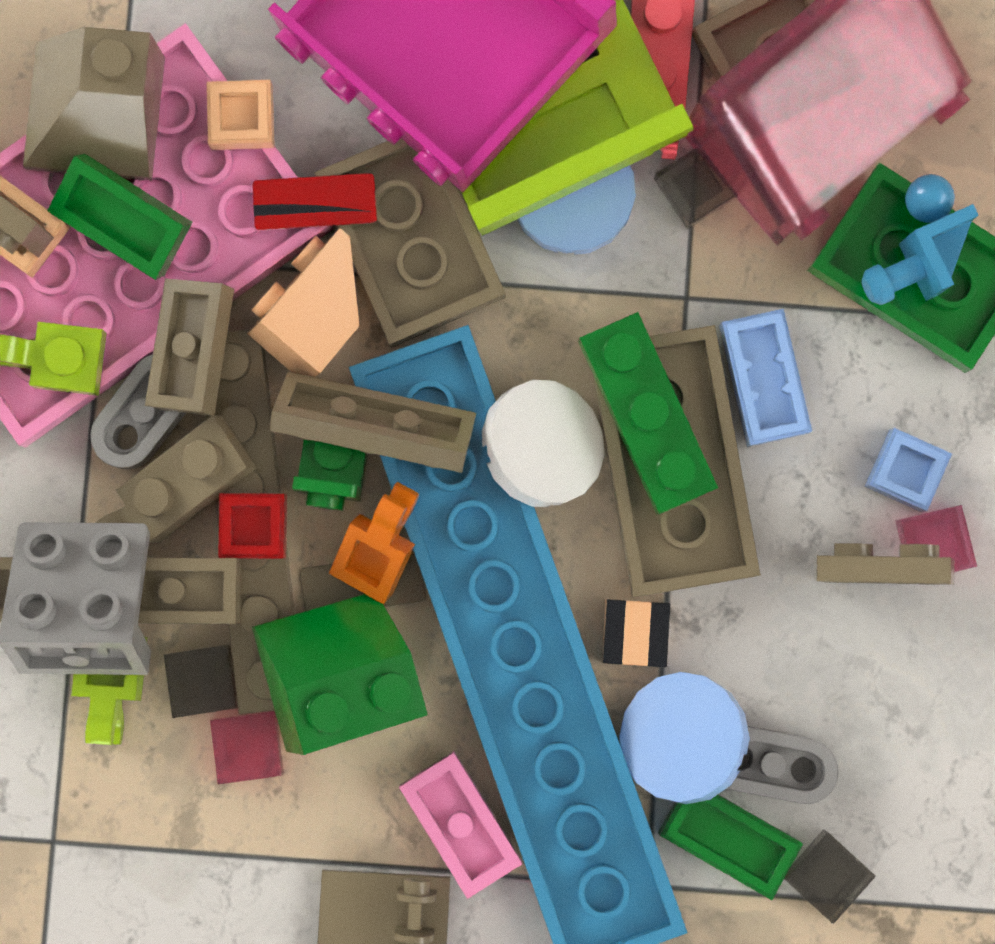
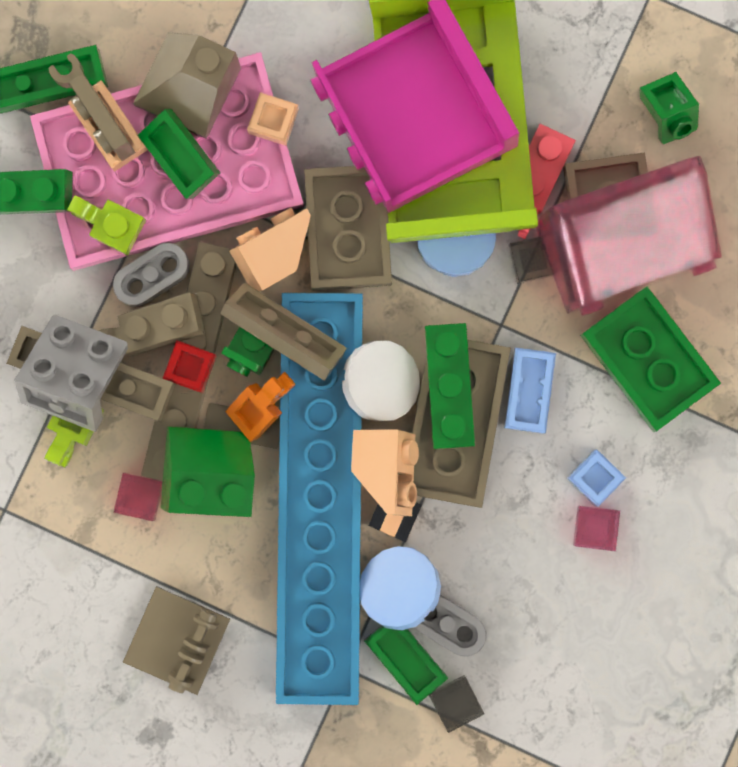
camera: 30 degrees right, 0 degrees up
(189, 346) = (191, 246): dark tan plate -> none
(201, 681) = (126, 447): clear smoke tile -> none
(314, 201) = (298, 186): red sticker -> none
(460, 824) = (248, 590): bright pink plate -> none
(598, 567) = (386, 467): none -> light nougat slope
(914, 565) = (576, 536): dark tan plate -> none
(928, 251) = (656, 349): dark azure piece -> none

